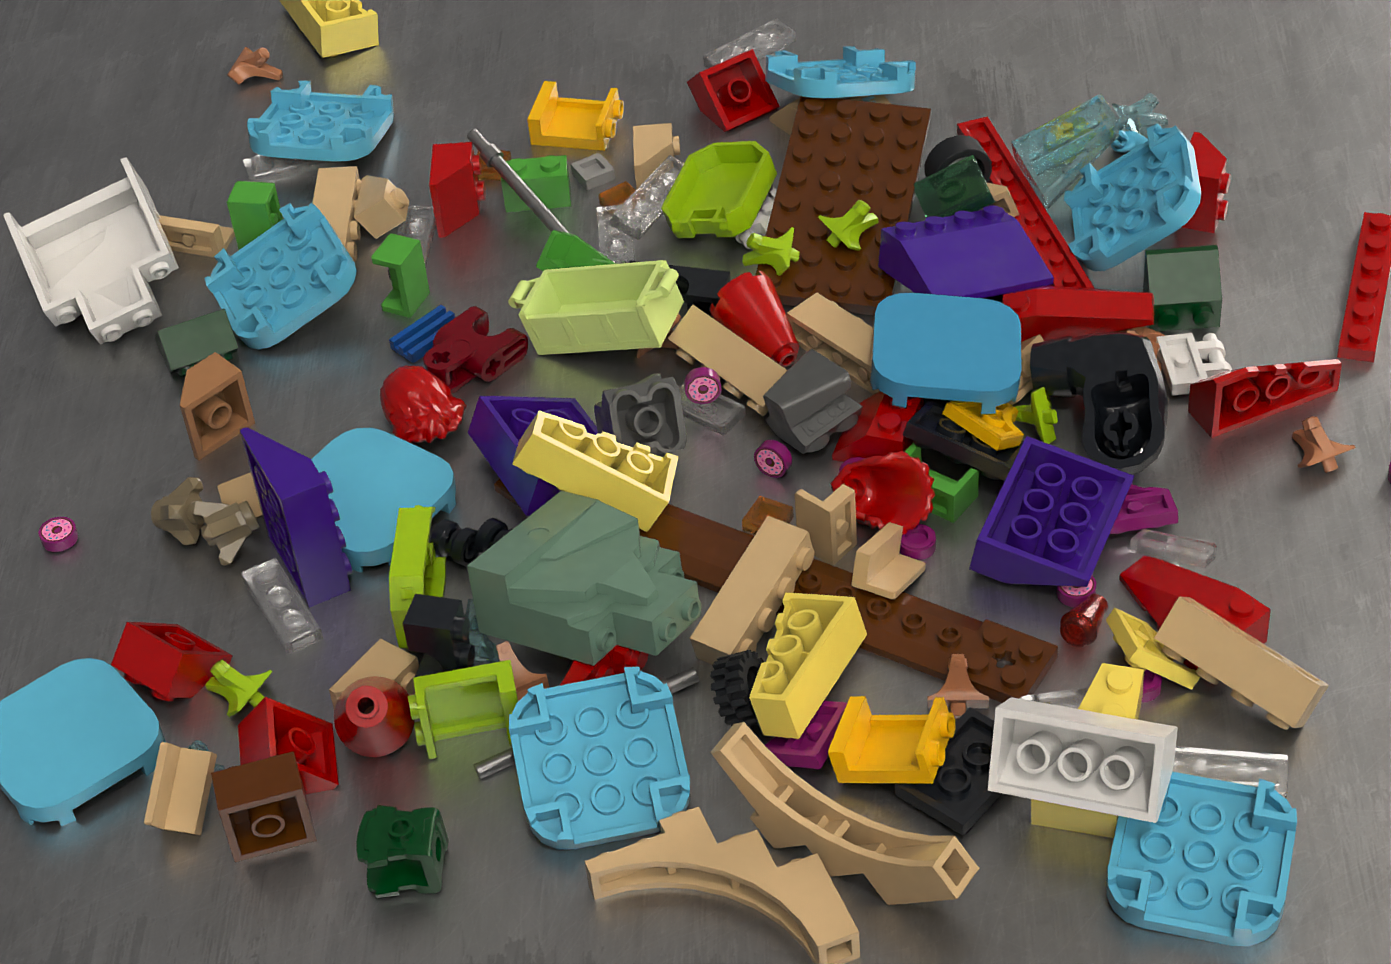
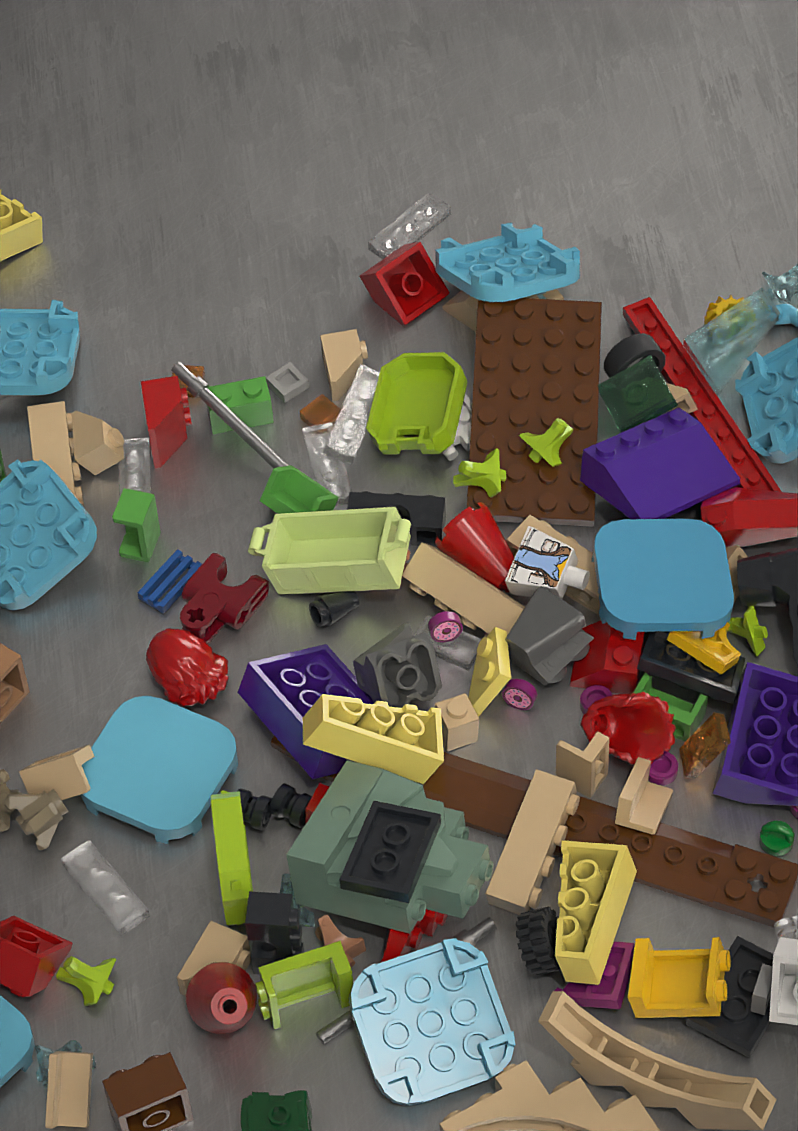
camera: 10 degrees left, 10 degrees up
(281, 729) = (148, 1028): red slope -> none
(299, 517) = (113, 810): dark purple slope -> none
(573, 121) = (258, 325): yellow panel -> none
(580, 569) = (390, 851): none -> black plate
(589, 366) = (332, 607): none -> black cone
(697, 477) = (459, 722): none -> tan brick
(742, 432) = (490, 670): none -> light yellow wing
(761, 509) = (525, 755): clear orange tile -> none
(820, 327) = (544, 563): none -> torso
(958, 689) = (724, 918): nougat piece -> none
(966, 516) = (704, 745): none -> clear orange plate
(981, 761) = (762, 990): none -> light grey tile
(1034, 617) = (776, 838): none -> green tile

